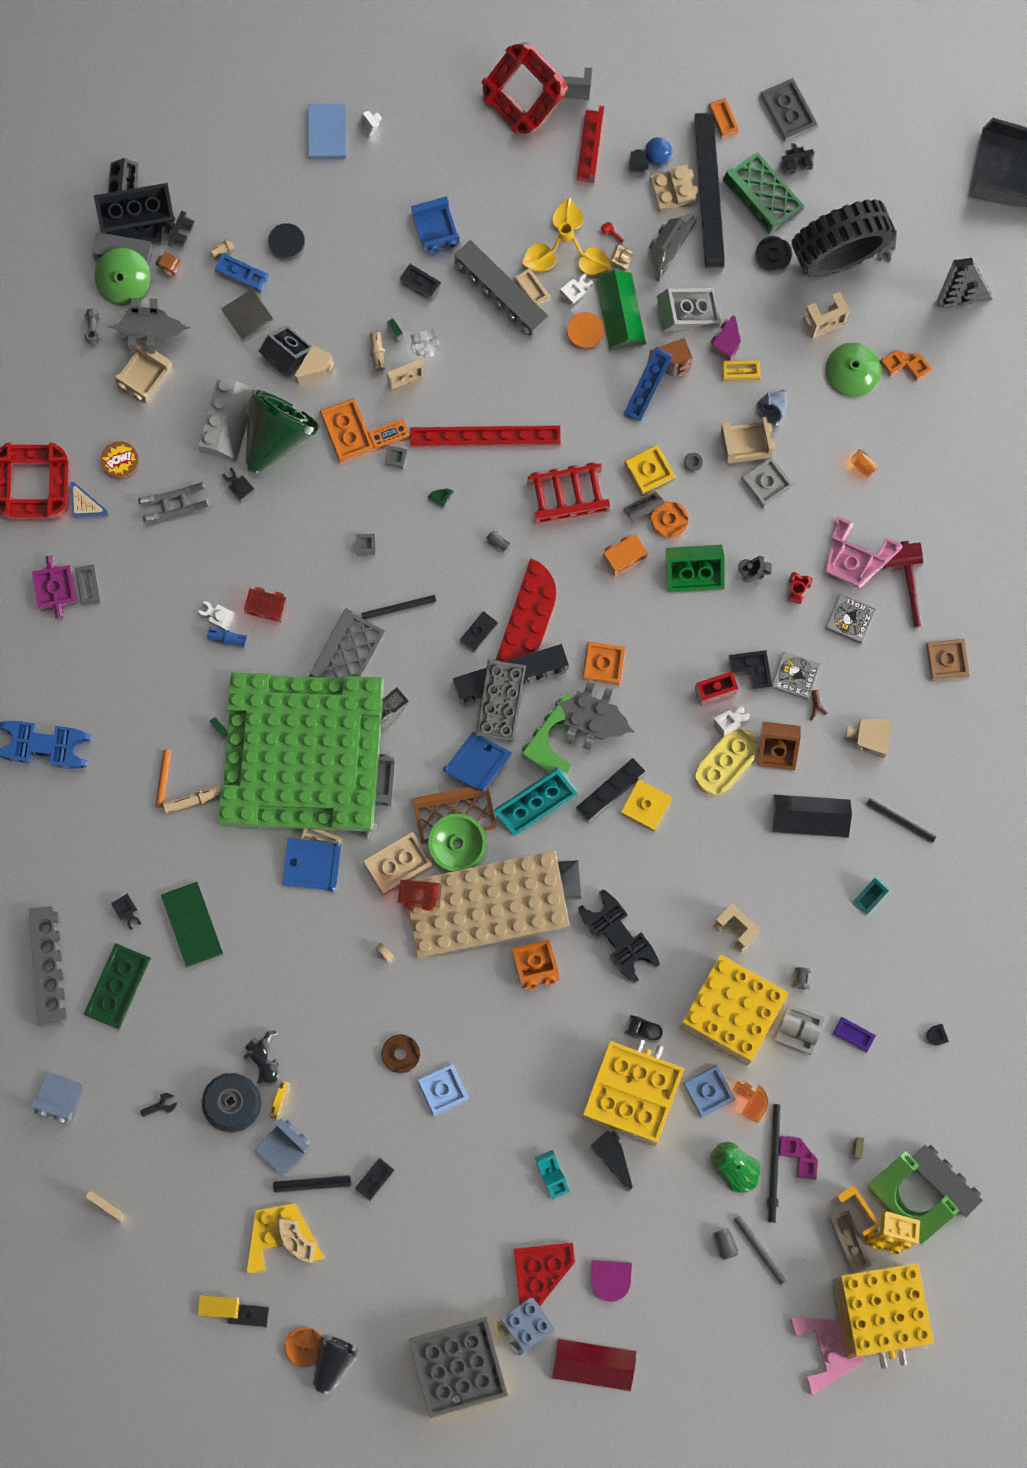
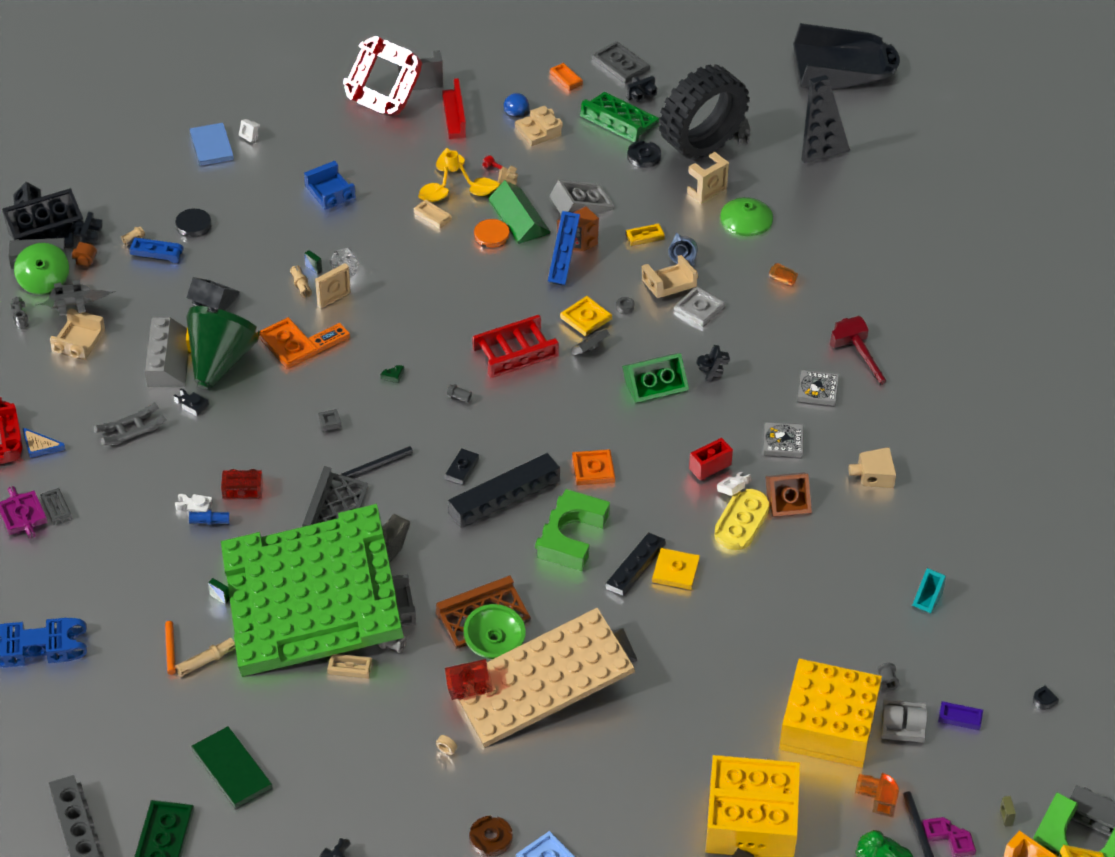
camera: 10 degrees left, 30 degrees down
(119, 460) = (68, 404): tile -> none
(124, 908) = (155, 765): black plate -> none
(247, 314) = (168, 278): clear smoke tile -> none
(311, 864) = (351, 686): blue container -> none
(314, 365) = (244, 298): tan slope -> none
(396, 457) = (340, 353): dark grey tile -> none
(398, 861) = (428, 669): tan plate -> none
(420, 281) = (327, 225): black plate -> none
(477, 762) = (494, 563): blue container -> none
(485, 436) = (421, 323): red tile -> none
(500, 288) = (404, 216): dark grey brick -> none
(500, 700) = (501, 508): dark grey tile -> none
(529, 614) = (508, 439): red plate -> none
(535, 964) = (610, 722): orange plate -> none
(536, 801) = (563, 578): teal slope -> none
(574, 291) = (473, 207): white plate -> none
(593, 716) = (597, 504): dark grey animal -> none
(618, 936) = (697, 687): black piece -> none
(624, 554) = (585, 379): orange brick -> none
(637, 161) = (500, 113): black plate -> none
(642, 1029) = (747, 749): black piece -> none
(669, 242) = (548, 158): dark grey wedge -> none
(669, 520) = (618, 349): orange tile -> none
(709, 190) = (572, 122): black beam -> none
(709, 1091) = (831, 798): medium blue tile -> none
(728, 340) = (625, 214): magenta slope -> none
(741, 923) = (807, 637): tan panel -> none
(754, 663) = (741, 437): black plate -> none
(798, 587) = (759, 372): red plate -> none
(811, 816) = (843, 545): black slope -> none
(817, 705) = (812, 457): reddish brown bar -> none
(852, 562) = (805, 343): bright pink wing -> none
(902, 820) = (931, 530): black bar -> none
(913, 362) = (800, 202): orange tile -> none
(947, 659) = (921, 400): medium nougat tile -> none

